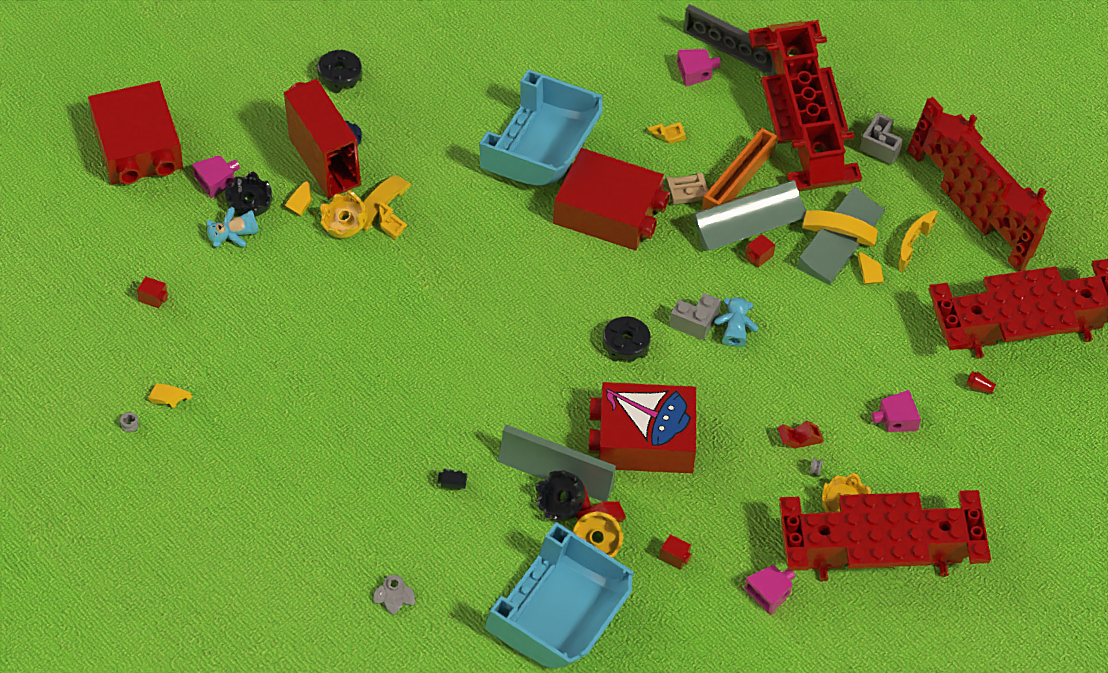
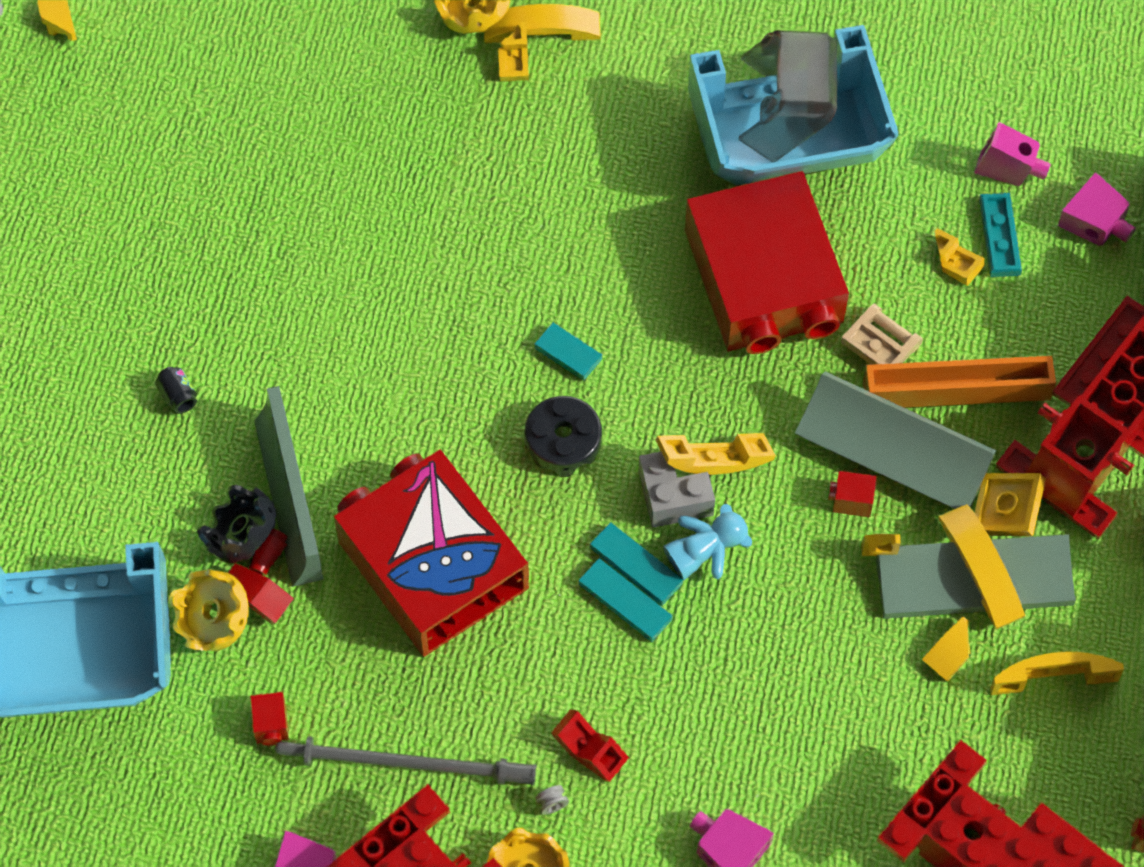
camera: 55 degrees right, 10 degrees up
(550, 118) = (804, 93): none -> clear smoke windscreen
(579, 310) = (568, 351): none -> teal tile
(637, 75) = (1010, 157): none -> dark pink torso
(671, 109) = (1000, 235): none -> teal tile
(696, 285) = (716, 458): none -> yellow slope
(719, 357) = (636, 564): none -> teal tile
(735, 373) = (625, 600): none -> teal tile
(783, 477) = (500, 771): none -> dark grey bar
(798, 255) = (880, 544): none -> yellow slope
(819, 194) = (1010, 503): none -> yellow plate

